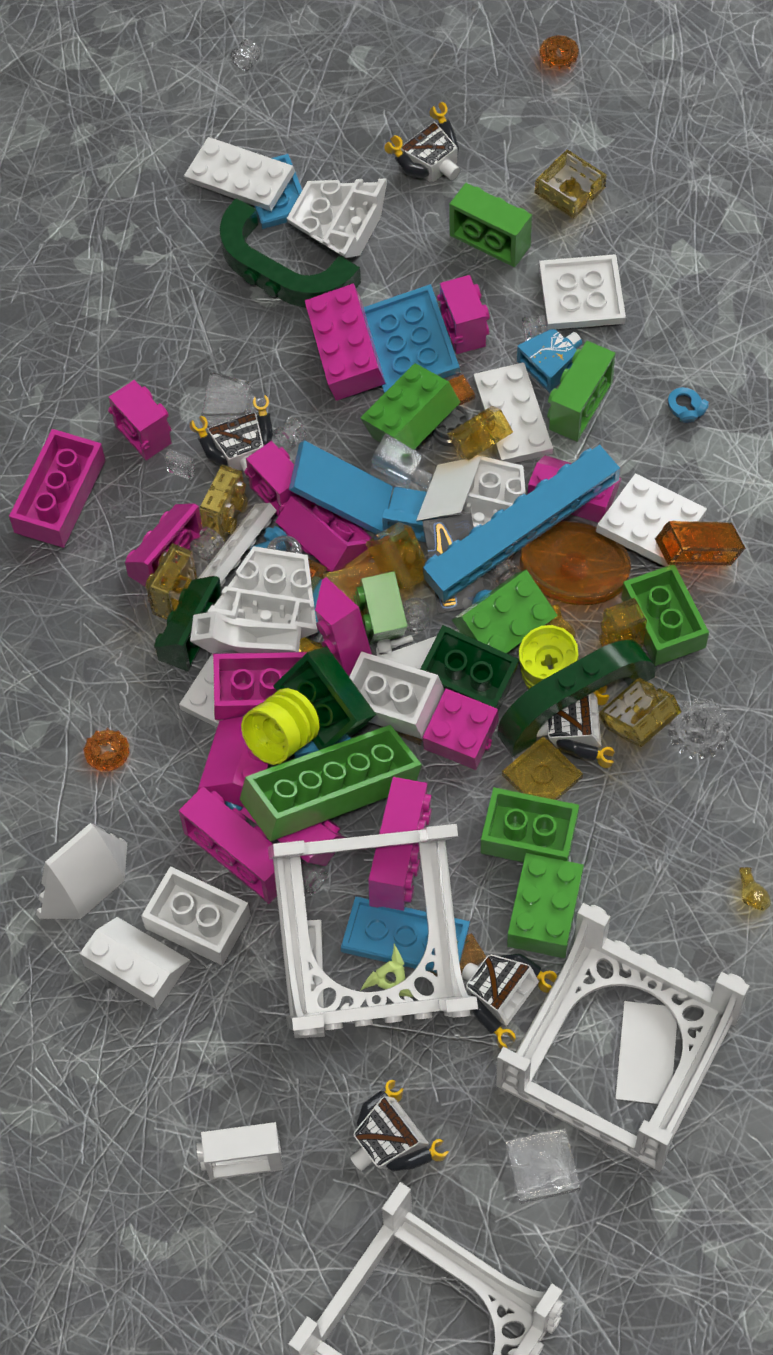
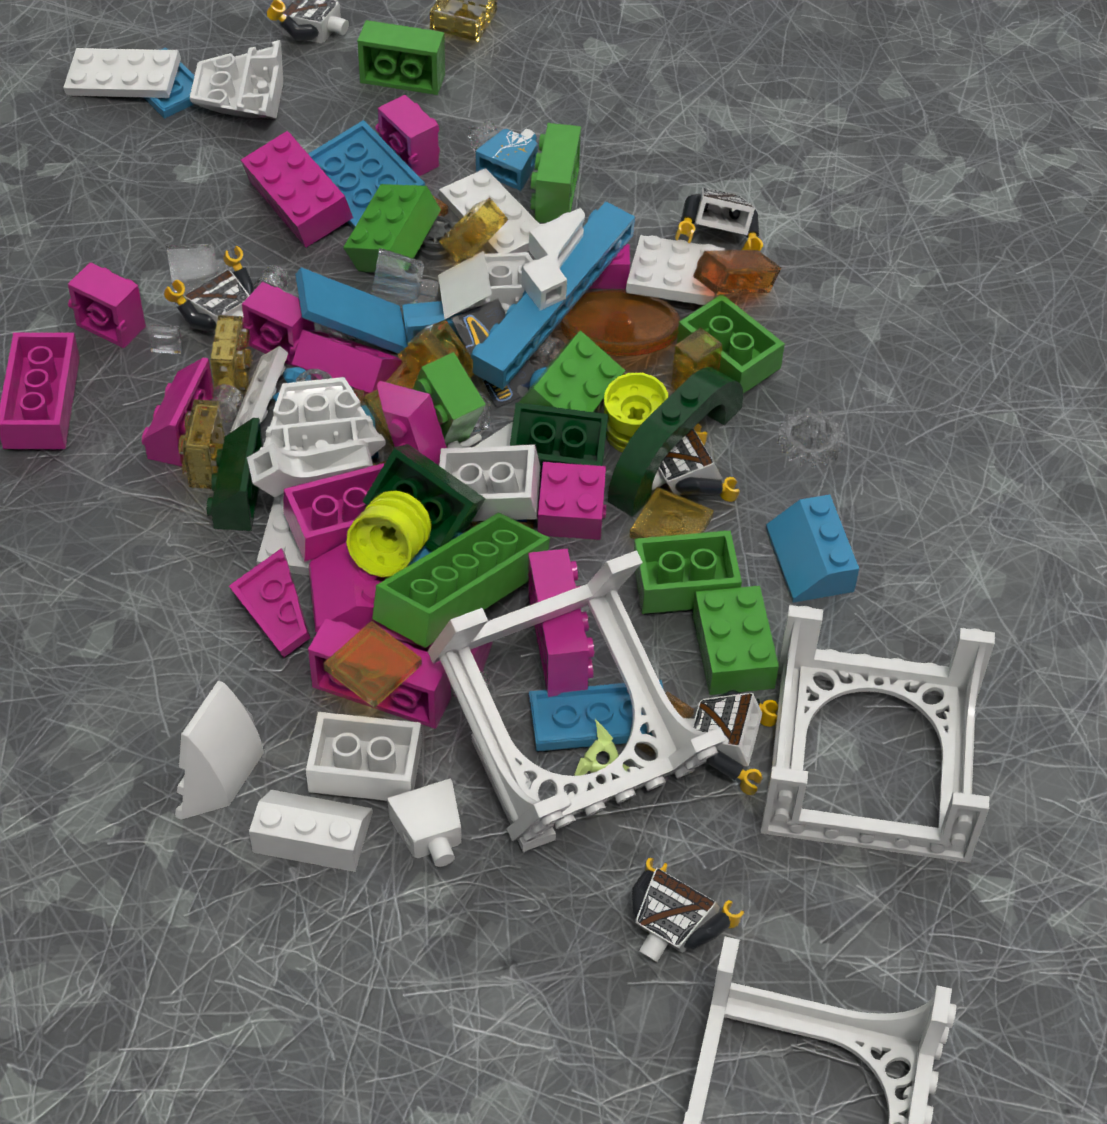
camera: 25 degrees left, 10 degrees down
(109, 760) = (200, 636): clear orange gear -> none
(177, 748) = (273, 602): none -> dark pink wing
(223, 842) = (372, 664): none -> clear yellow tile
(228, 988) = (428, 821): none -> white torso
(240, 1151) = (519, 979): white window -> none
(275, 279) = (187, 149): dark green arch -> none
(530, 481) = (551, 246): none -> white arch
(542, 1166) = (849, 893): clear plate -> none
(582, 292) = (516, 96): white plate -> none
(637, 712) = (746, 440): clear yellow piece -> none
(646, 1052) = (900, 752): white sticker -> none
(651, 840) = (813, 550): none -> dark azure slope
(685, 415) = (667, 176): dark azure piece -> none
(716, 473) = (722, 212): none -> torso
(752, 892) = (934, 570): clear yellow animal -> none

